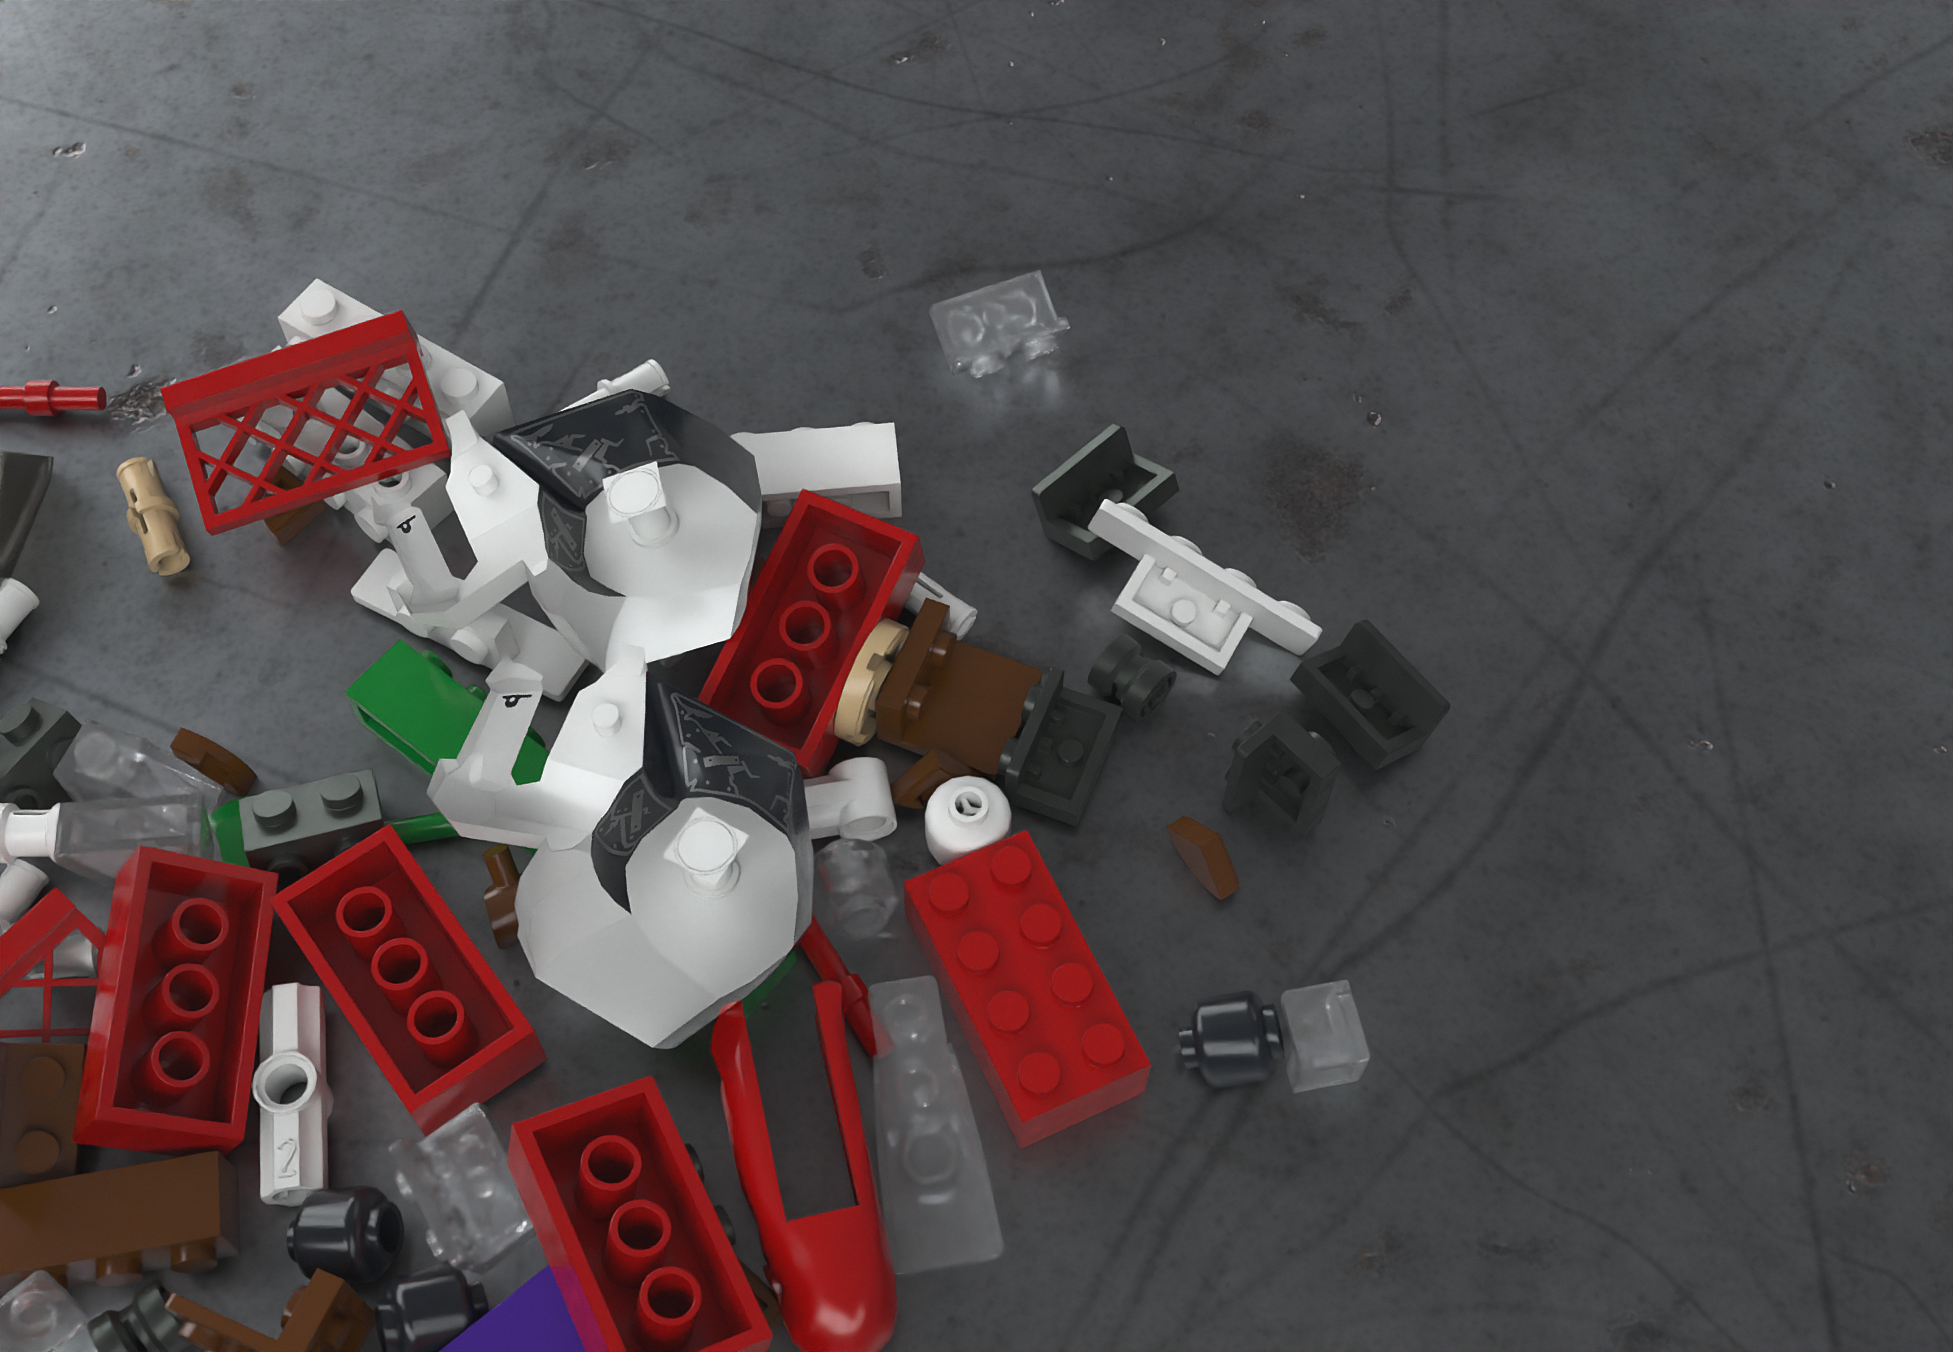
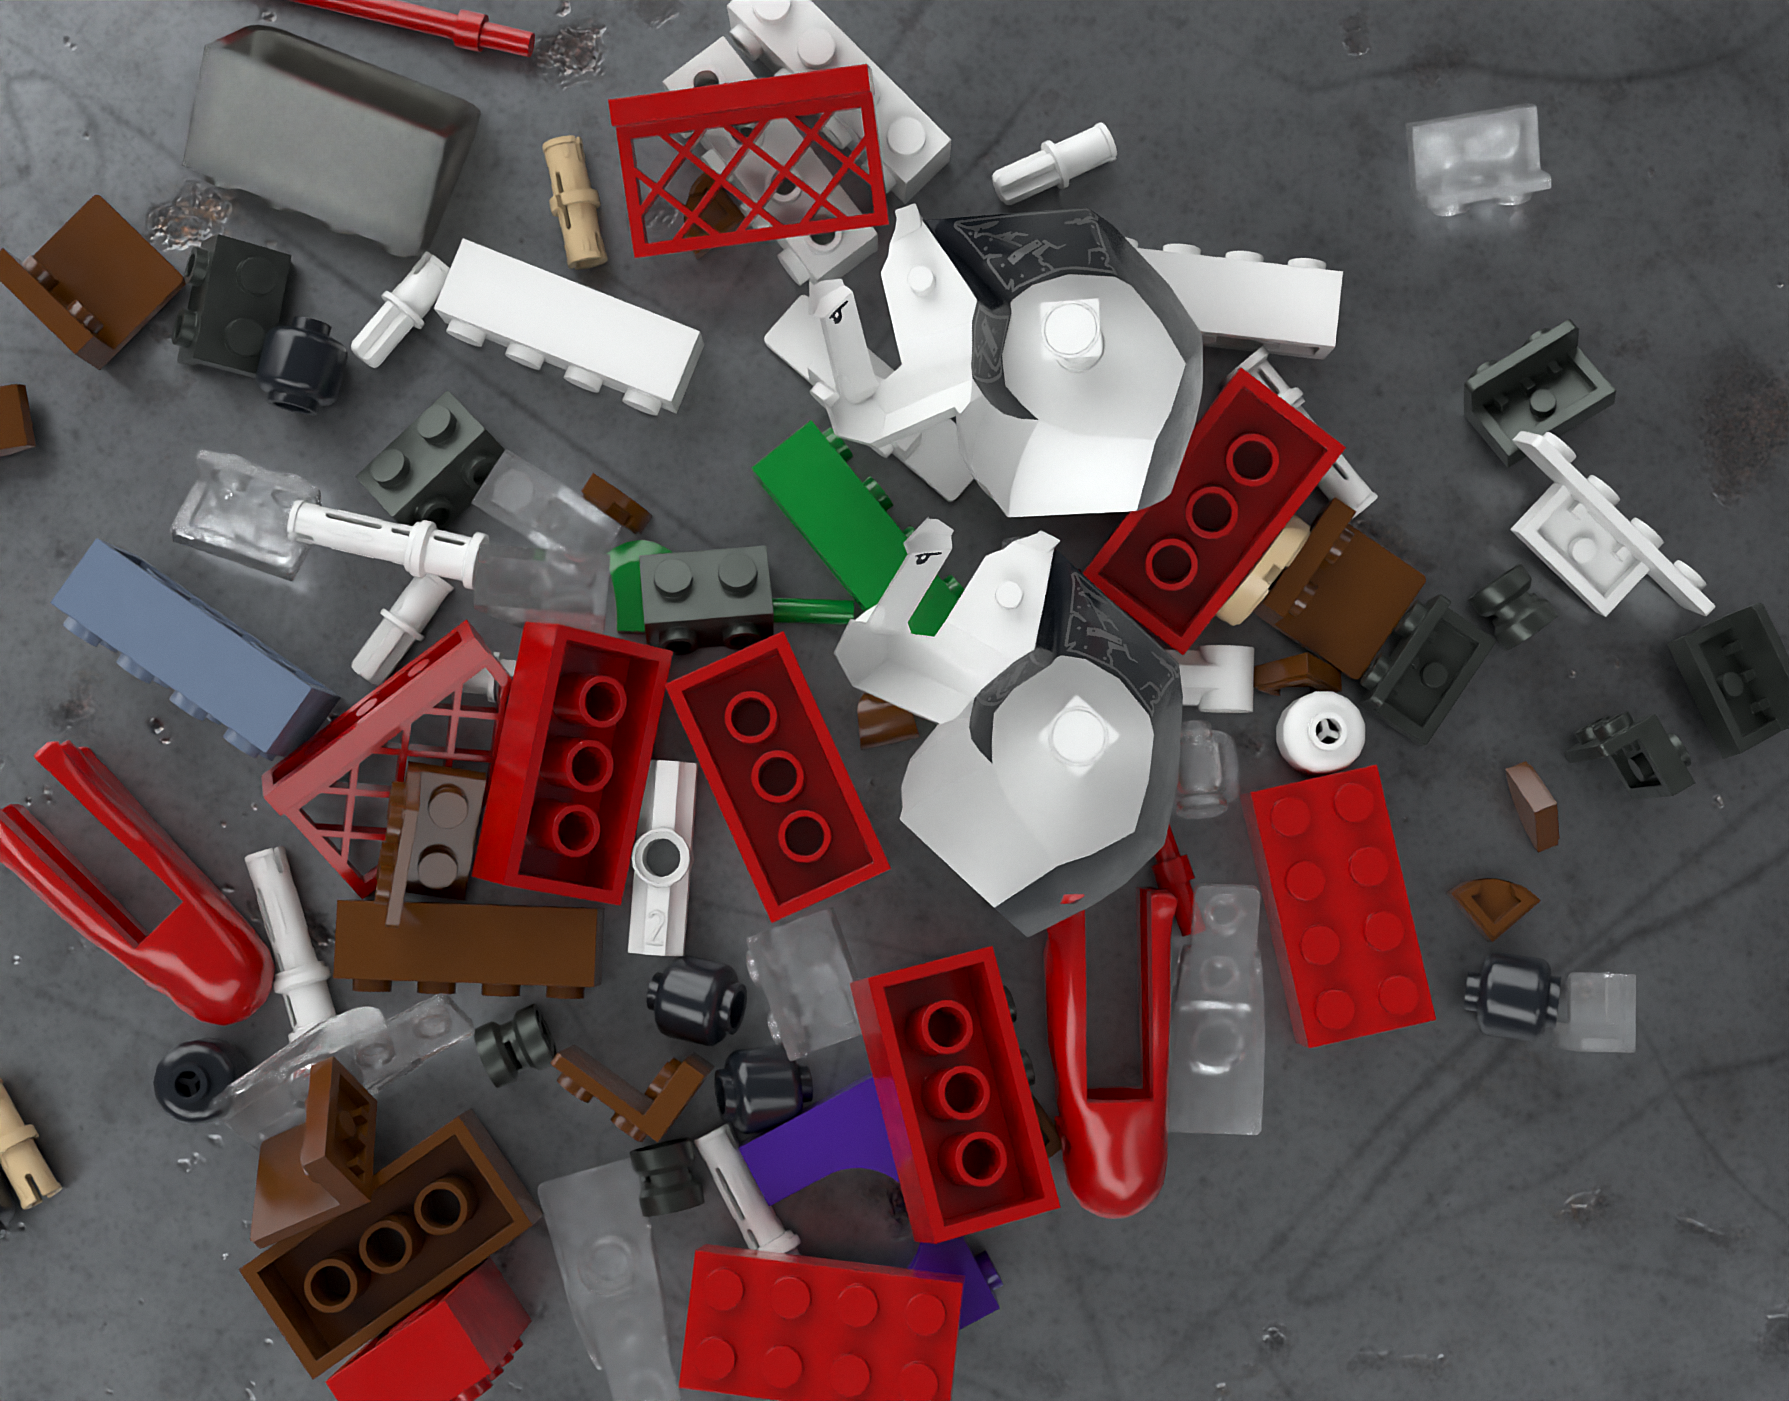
camera: 10 degrees right, 25 degrees up
(153, 616) = (568, 327): none -> white brick
(1189, 961) = (1492, 904): none -> reddish brown tile

